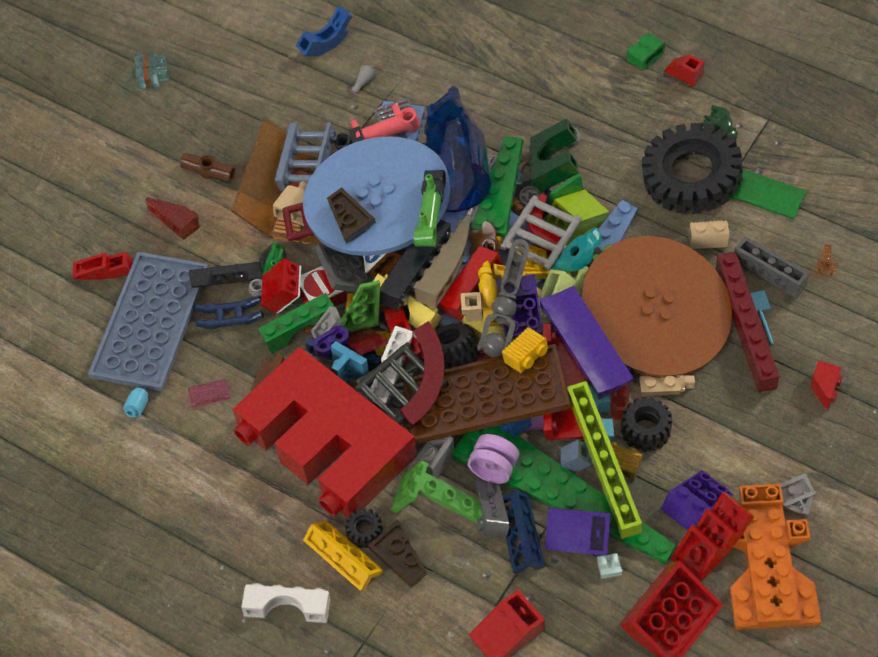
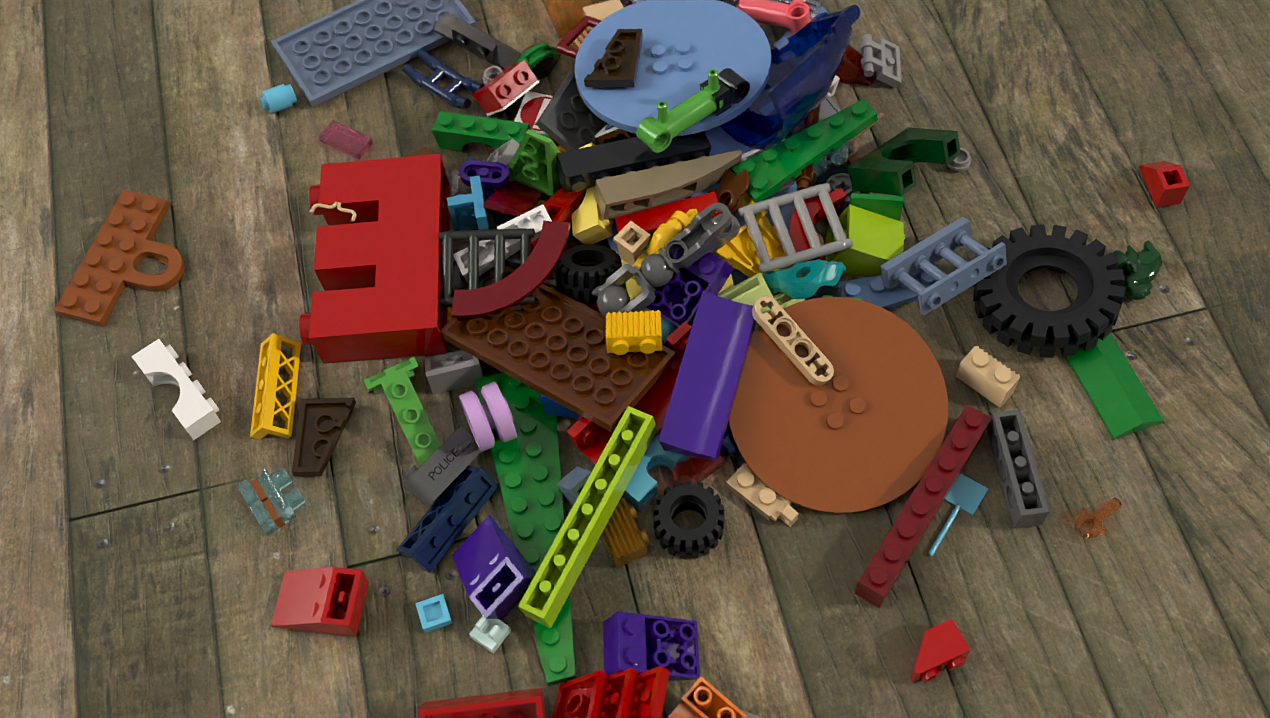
camera: 45 degrees right, 5 degrees up
(147, 574) = (114, 259): none -> dark orange plate
(275, 422) = (338, 204): none -> tan piece
(363, 517) = (317, 366): black tyre -> none
(415, 608) = (267, 501): none -> clear light blue hips
(478, 111) = (885, 64): none -> light grey plate
(570, 583) = (434, 613): none -> medium azure tile
(608, 285) = (796, 337): none -> tan beam
(618, 187) = (934, 248): none -> sand blue fence
(645, 51) = (1140, 130): green brick -> none

